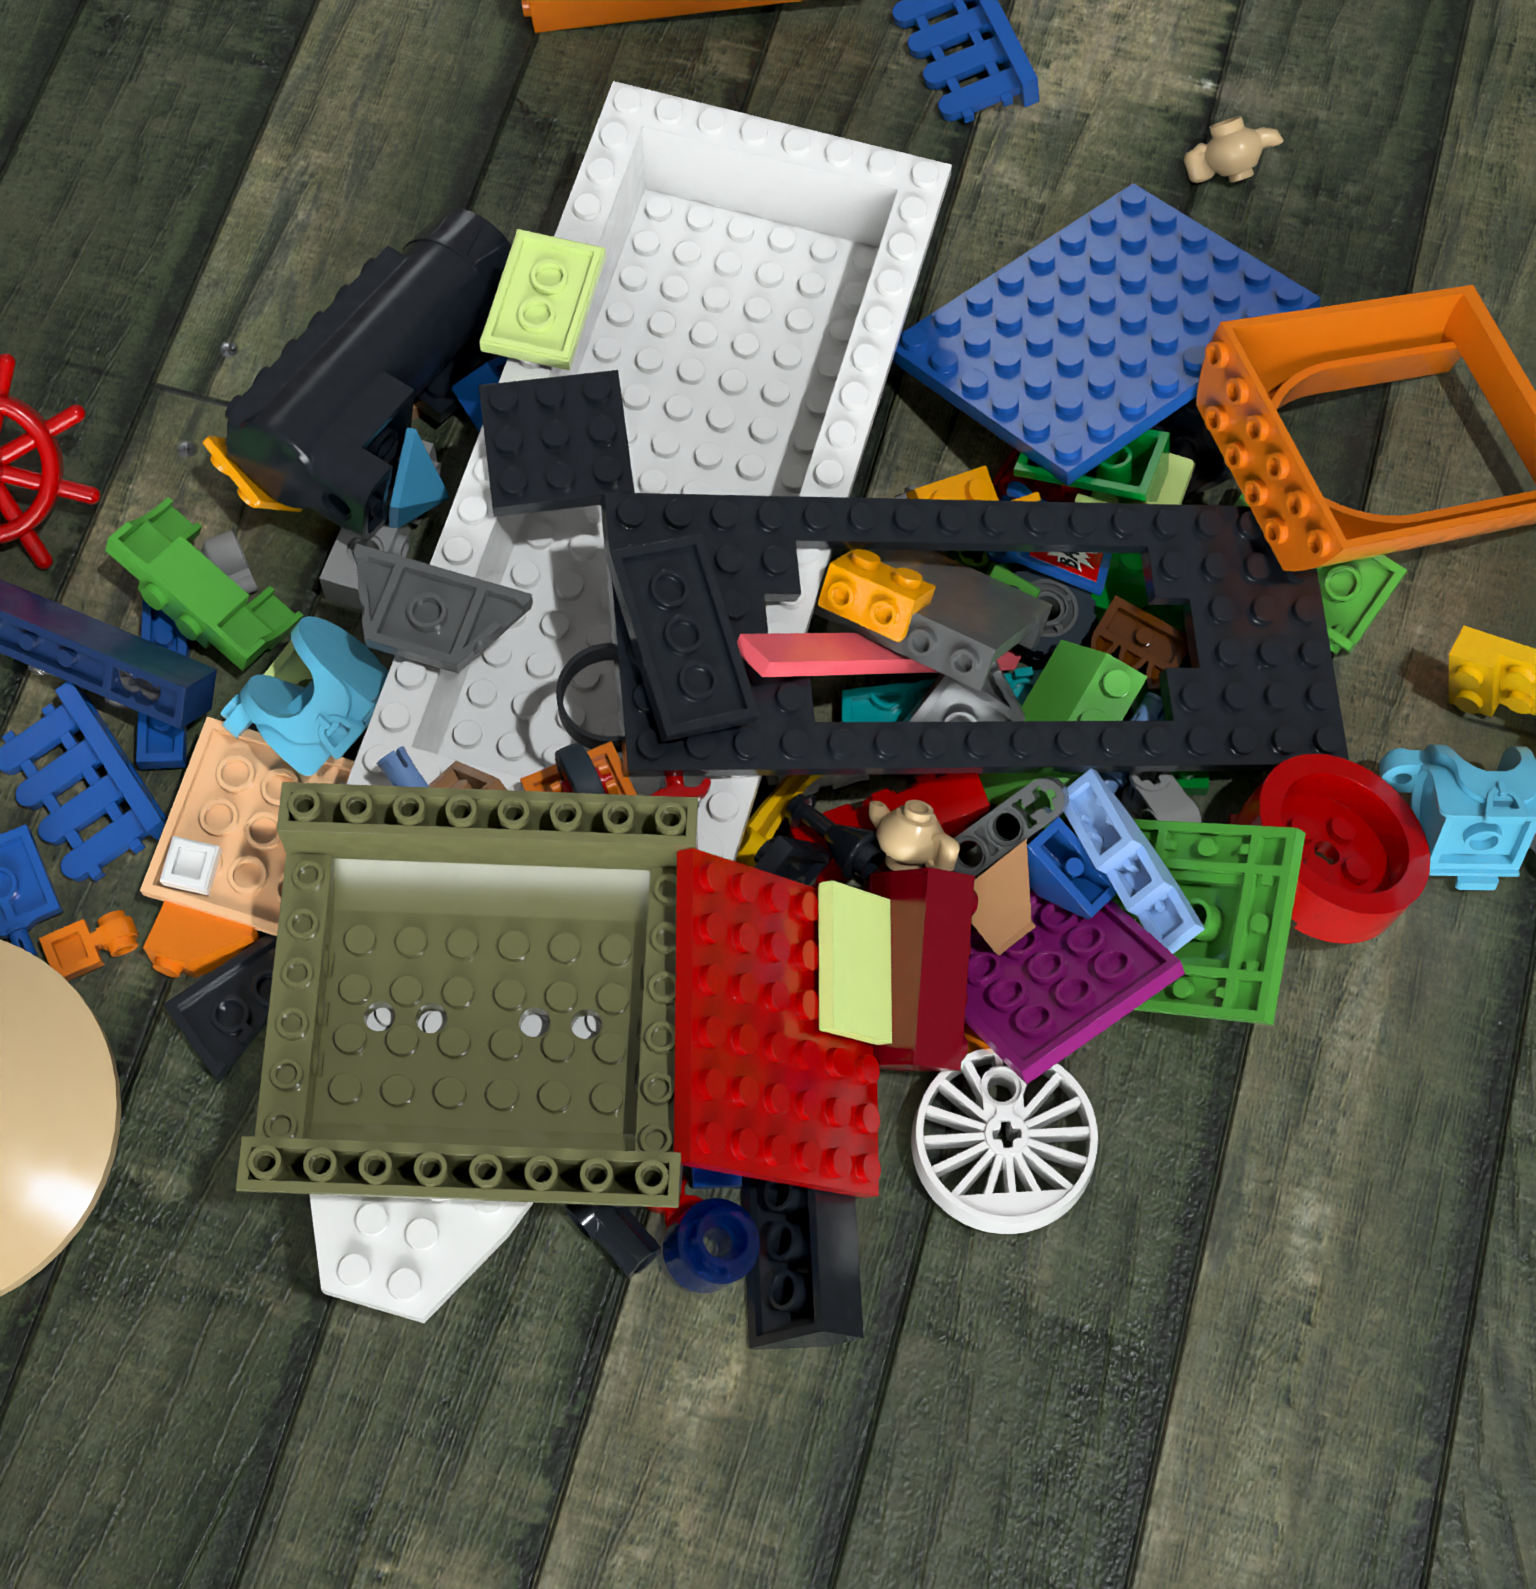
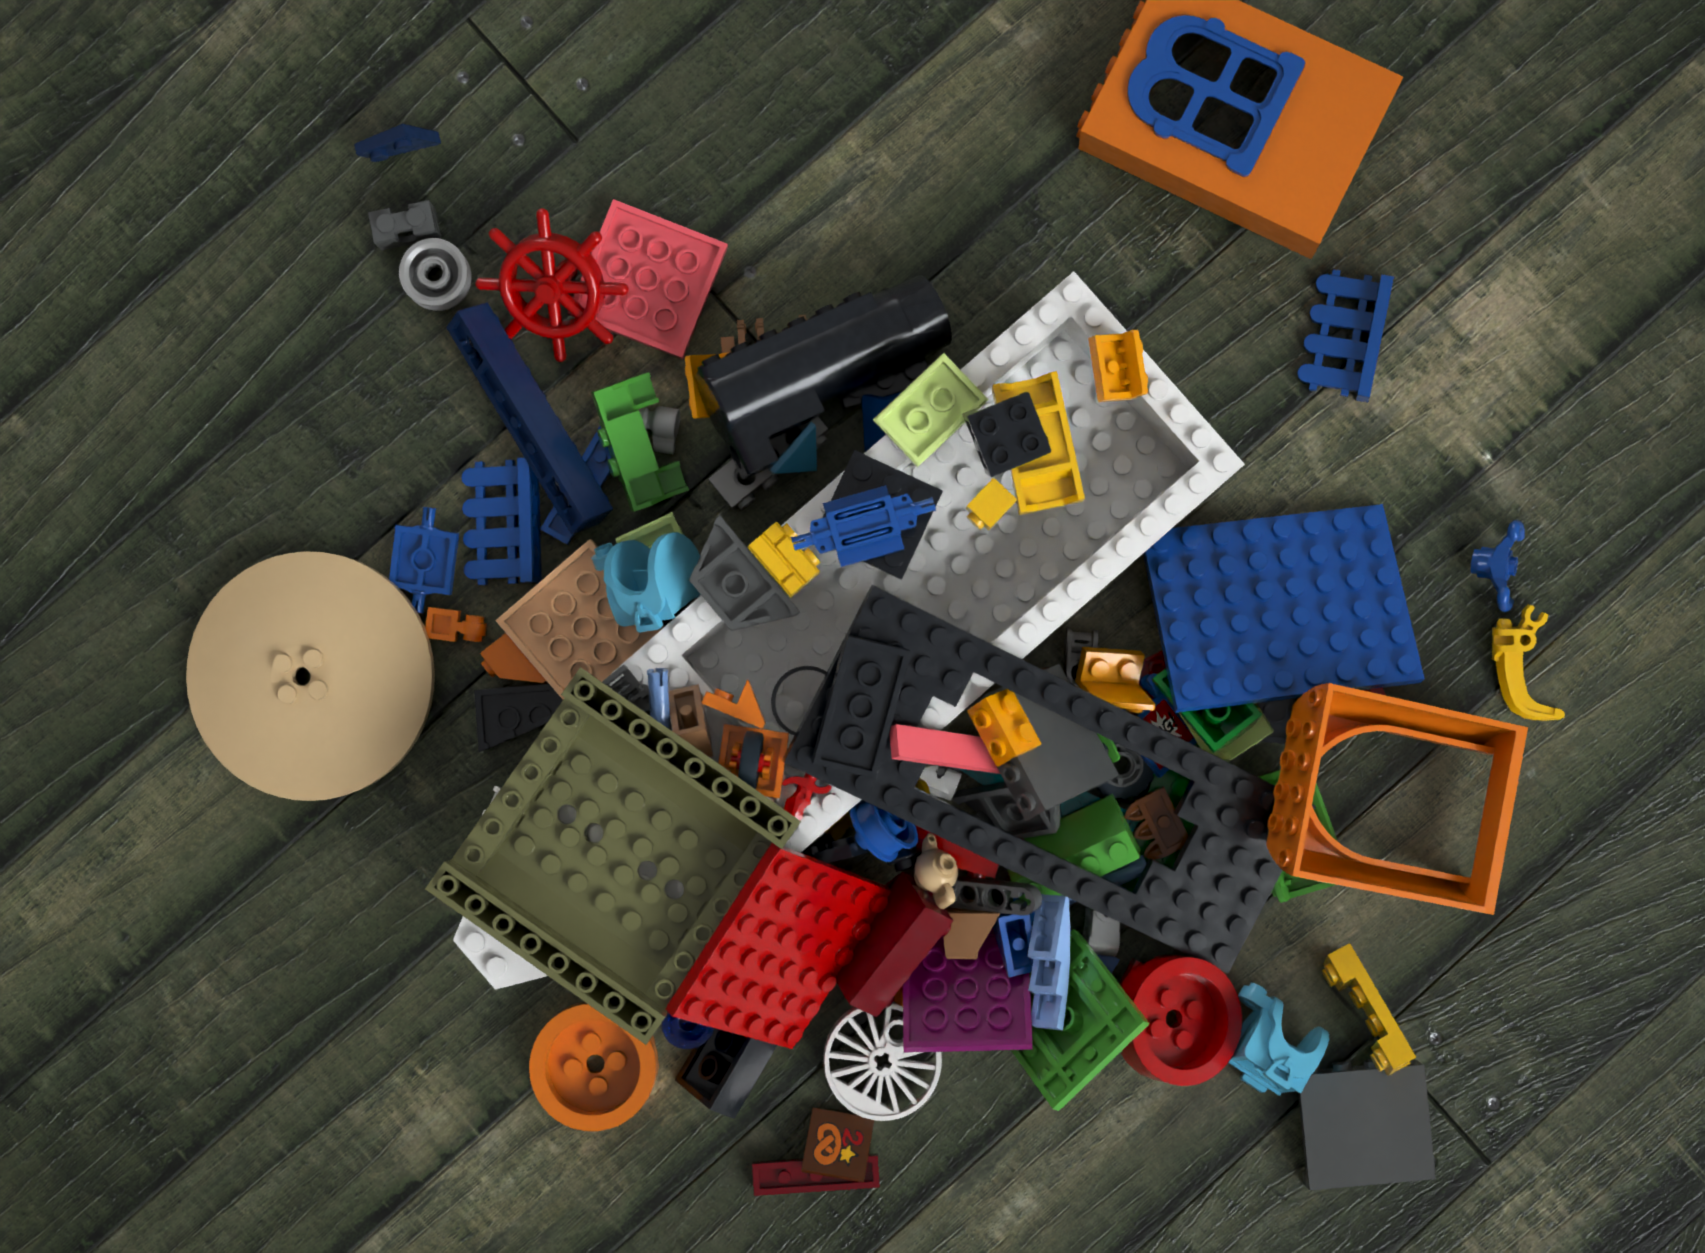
camera: 35 degrees right, 20 degrees up
(136, 406) = (666, 276): none -> coral plate
(190, 865) = (530, 625): white tile -> none
(472, 544) = (777, 555): none -> yellow brick
(523, 755) = (746, 709): none -> orange slope
(548, 439) = (863, 525): none -> blue piece
(616, 1336) = (582, 1096): none -> orange brick
(649, 258) = (1007, 434): none -> black bracket
(686, 350) = (990, 505): none -> yellow brick
(700, 257) = (1055, 476): none -> yellow piece
(735, 130) = (1118, 366): none -> light orange bracket
(805, 811) = (881, 831): none -> blue wheel
(854, 963) = (852, 930): yellowish green tile -> none
(1020, 1348) = (786, 1178): none -> dark red plate
(1023, 1285) = (837, 1145): none -> reddish brown tile
(1230, 151) = (1459, 522): tan piece -> none
(1308, 165) = (1499, 564): none -> blue piece
(1384, 247) = (1507, 651): none -> yellow piece

